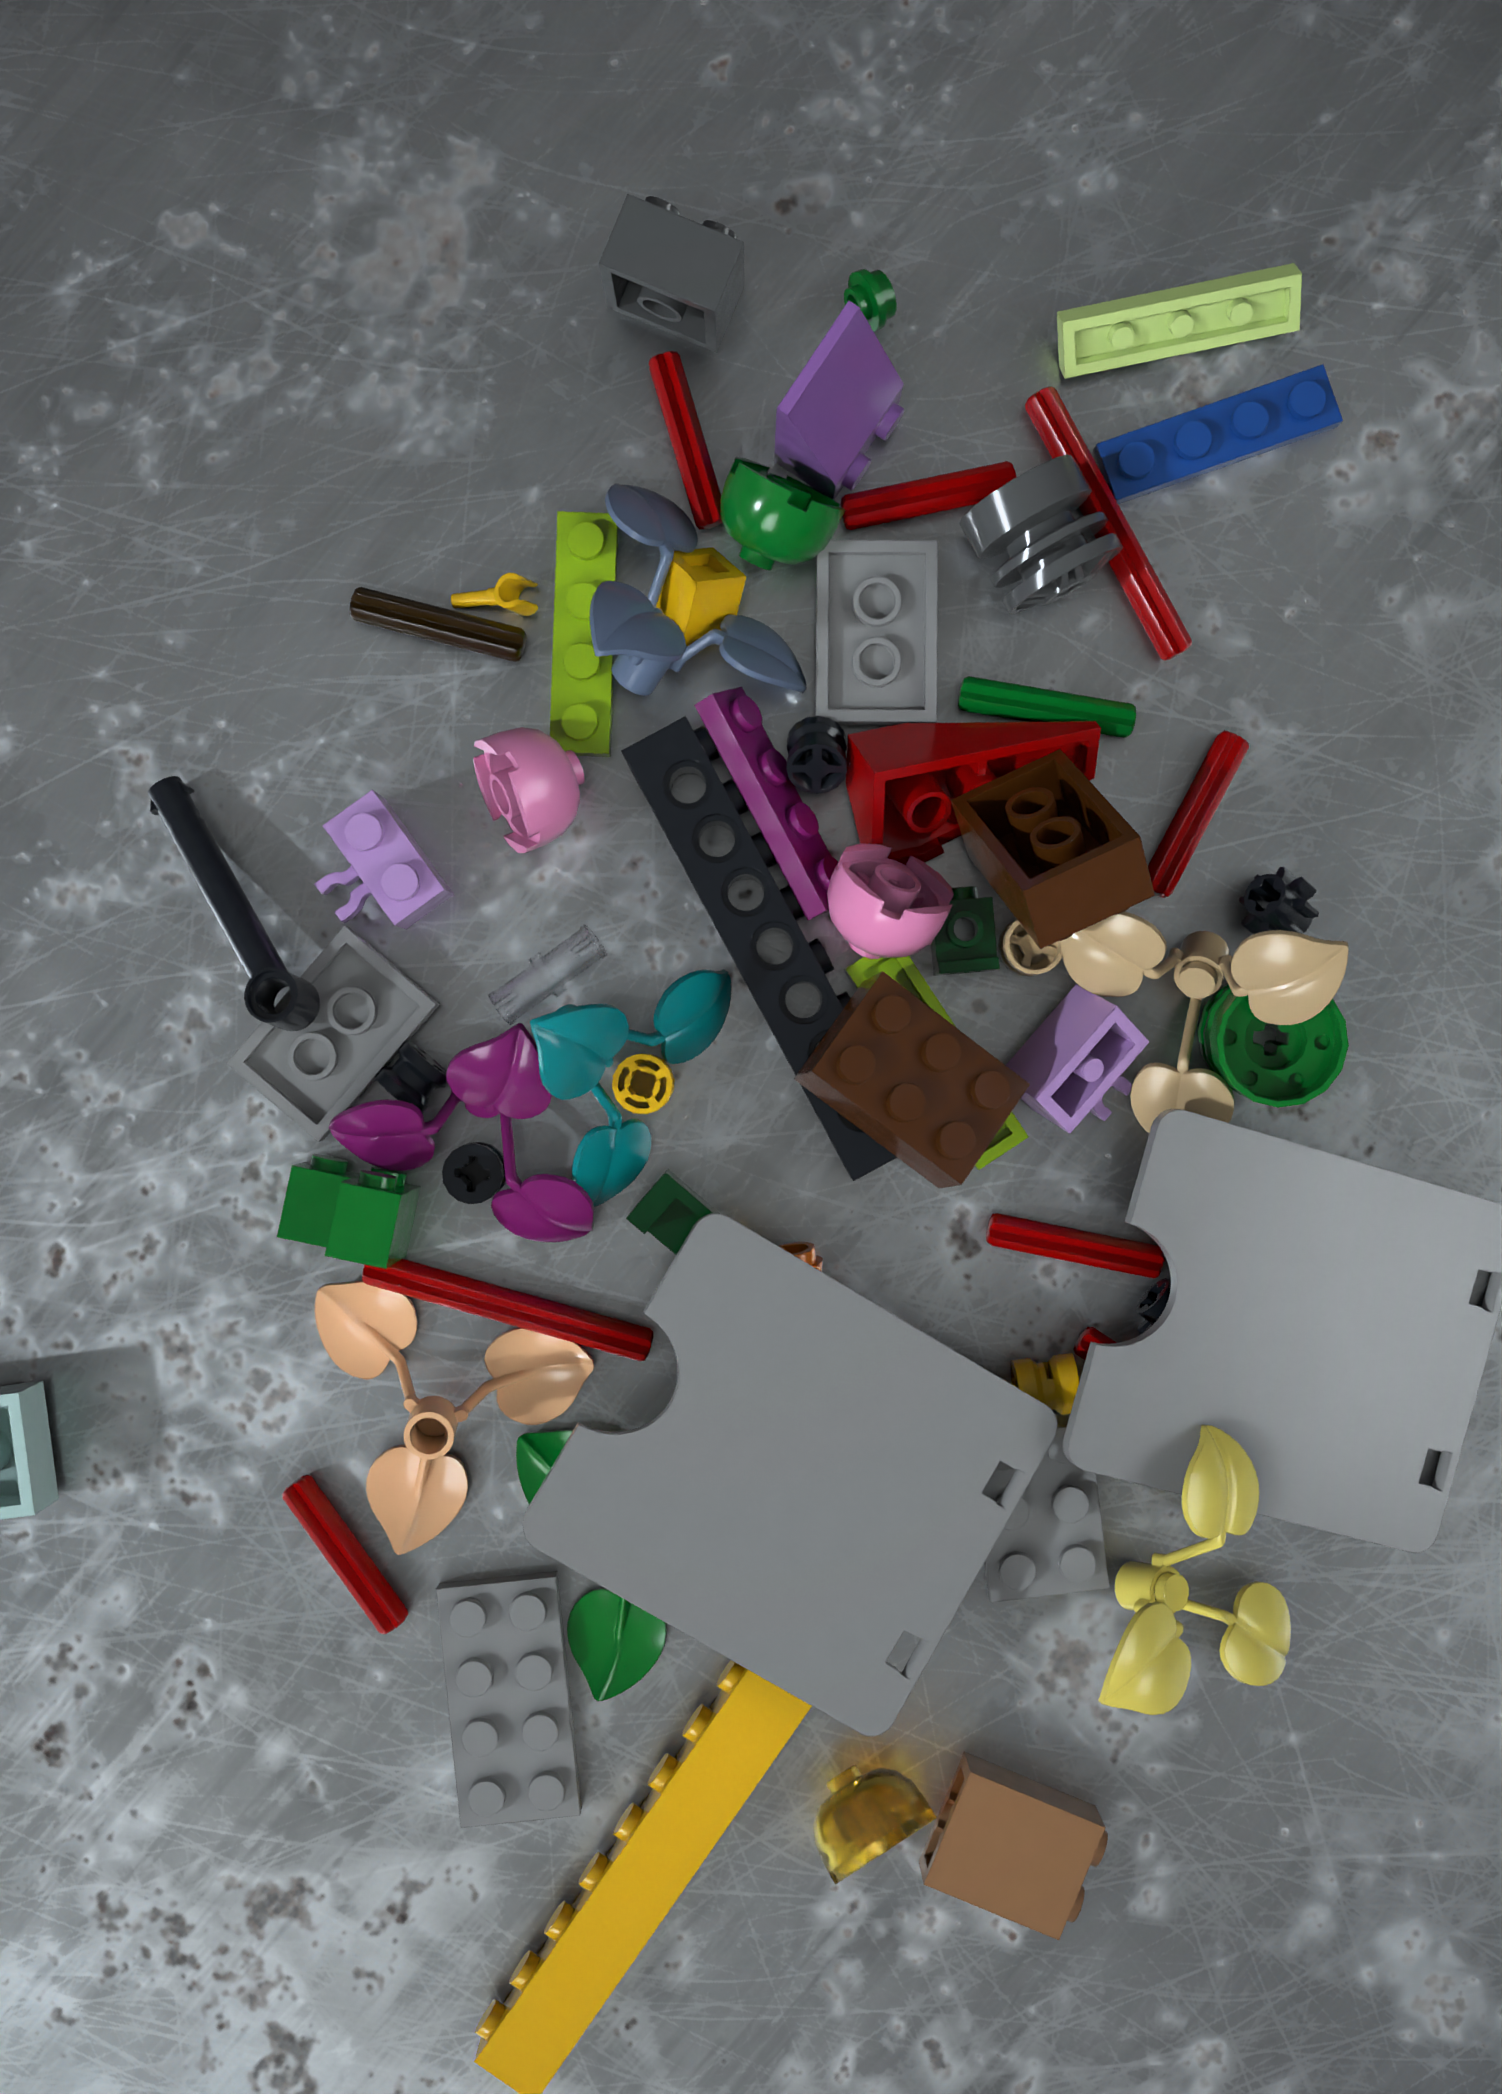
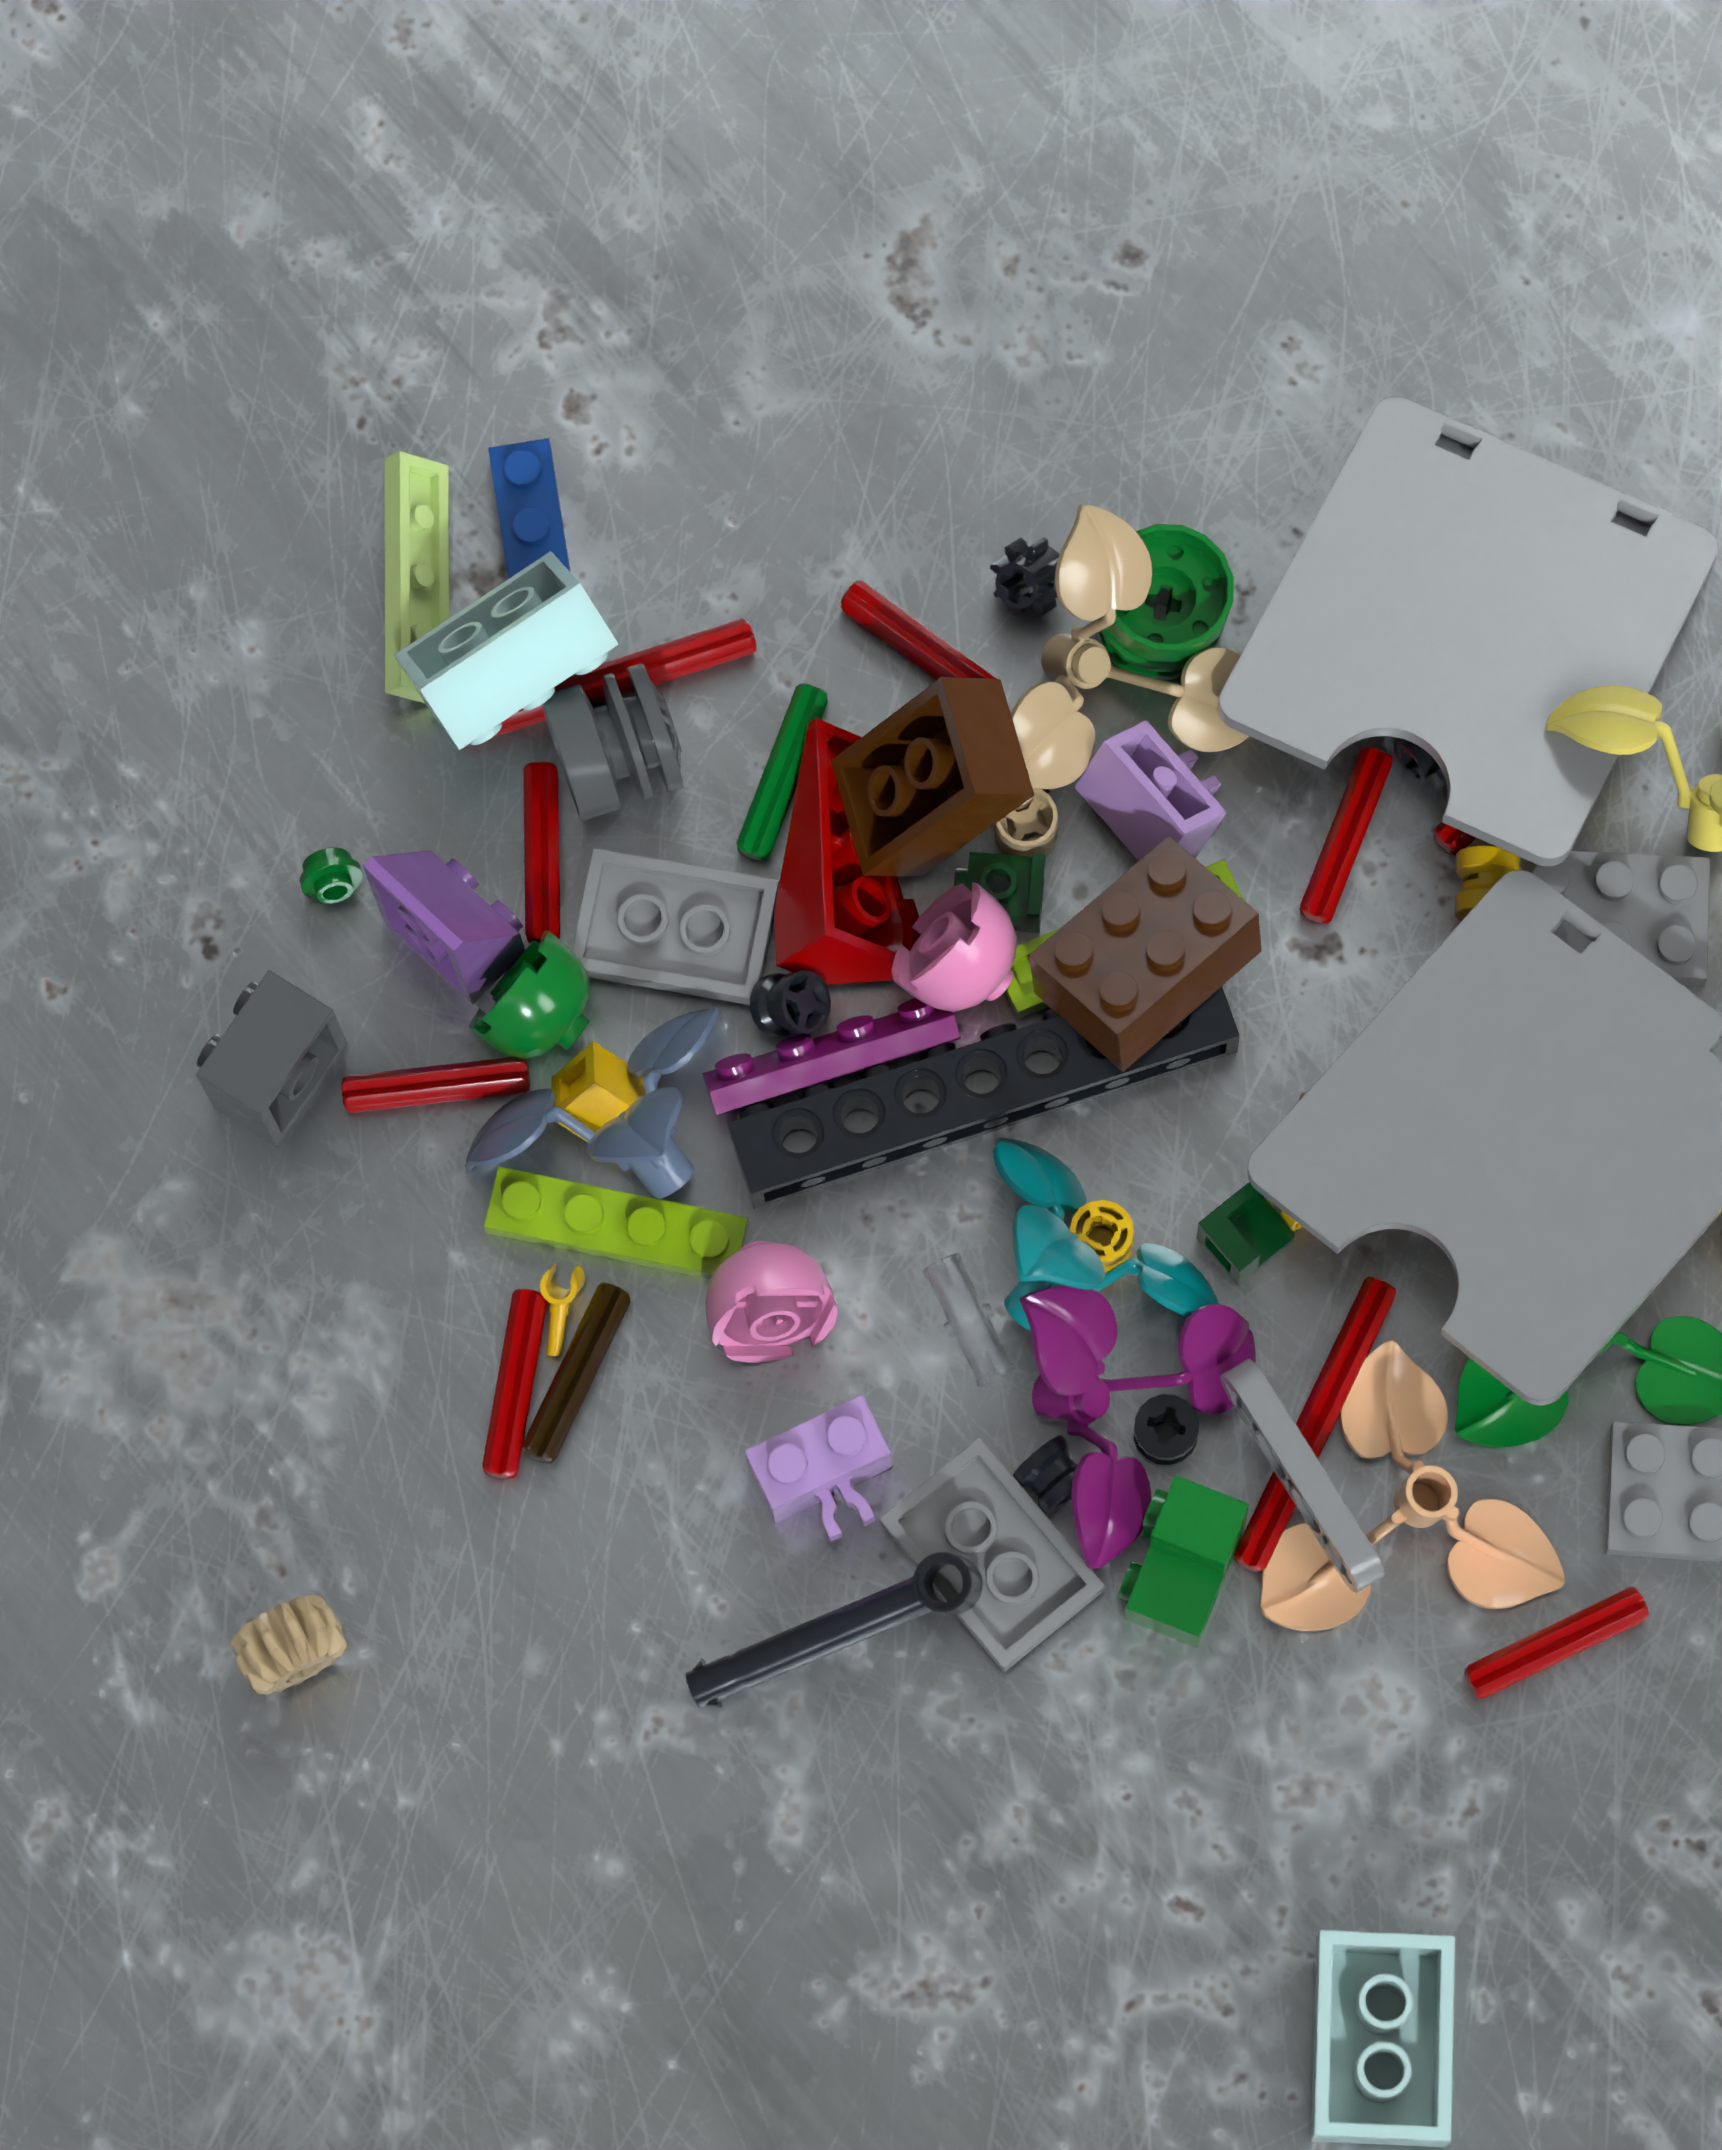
camera: 75 degrees left, 15 degrees down
(127, 406) = (288, 1644): none -> tan gear
(417, 569) = (514, 1384): none -> red axle
(444, 1306) = (1302, 1475): none -> light grey beam
(1106, 410) = (507, 651): none -> light aqua brick

